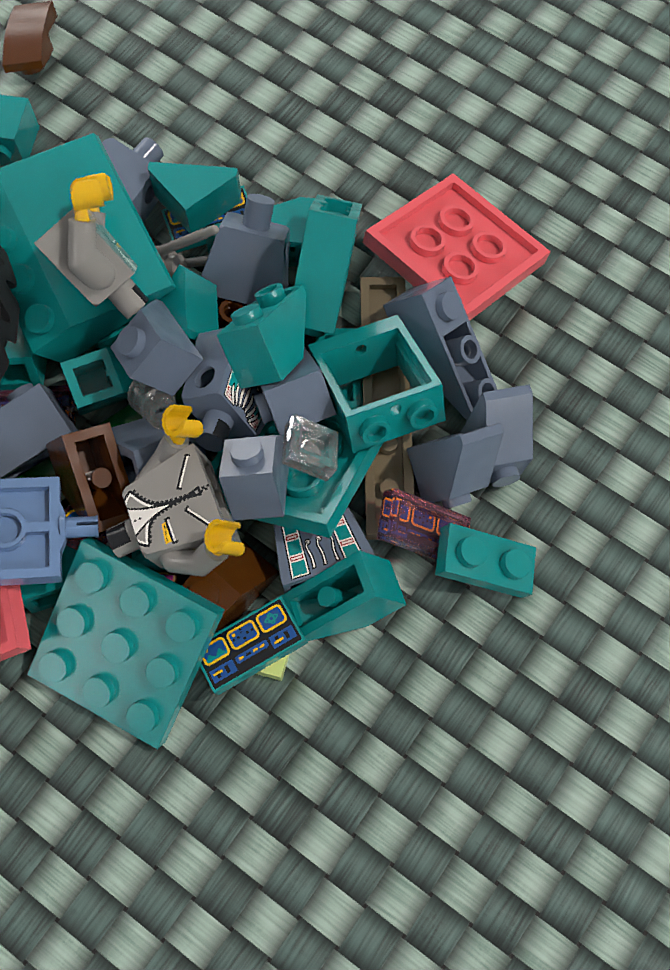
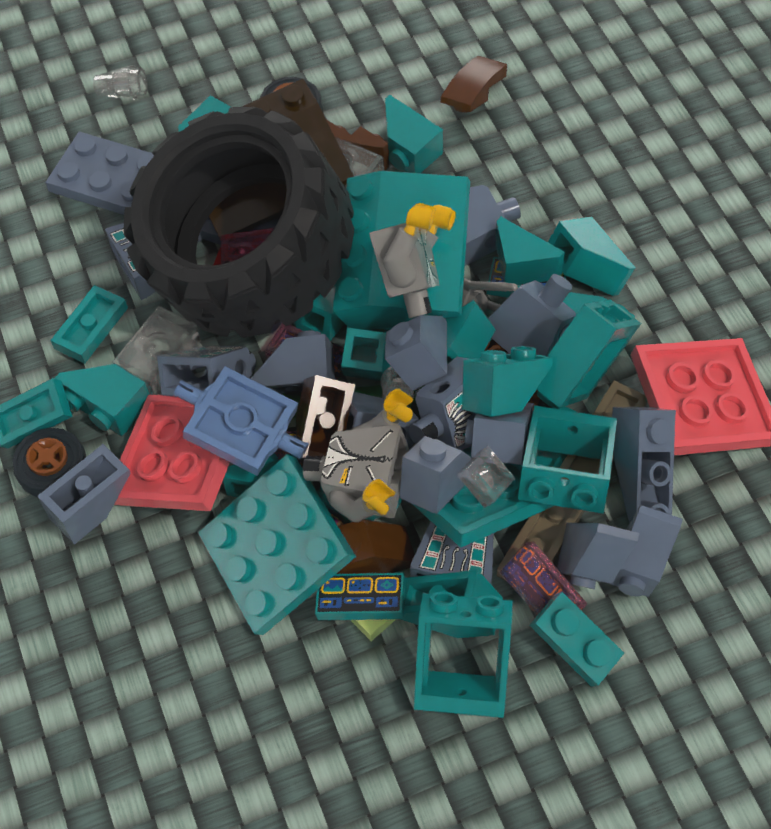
camera: 35 degrees right, 10 degrees down
(262, 159) = (591, 255): none -> teal slope
(432, 669) = (459, 691): none -> teal window

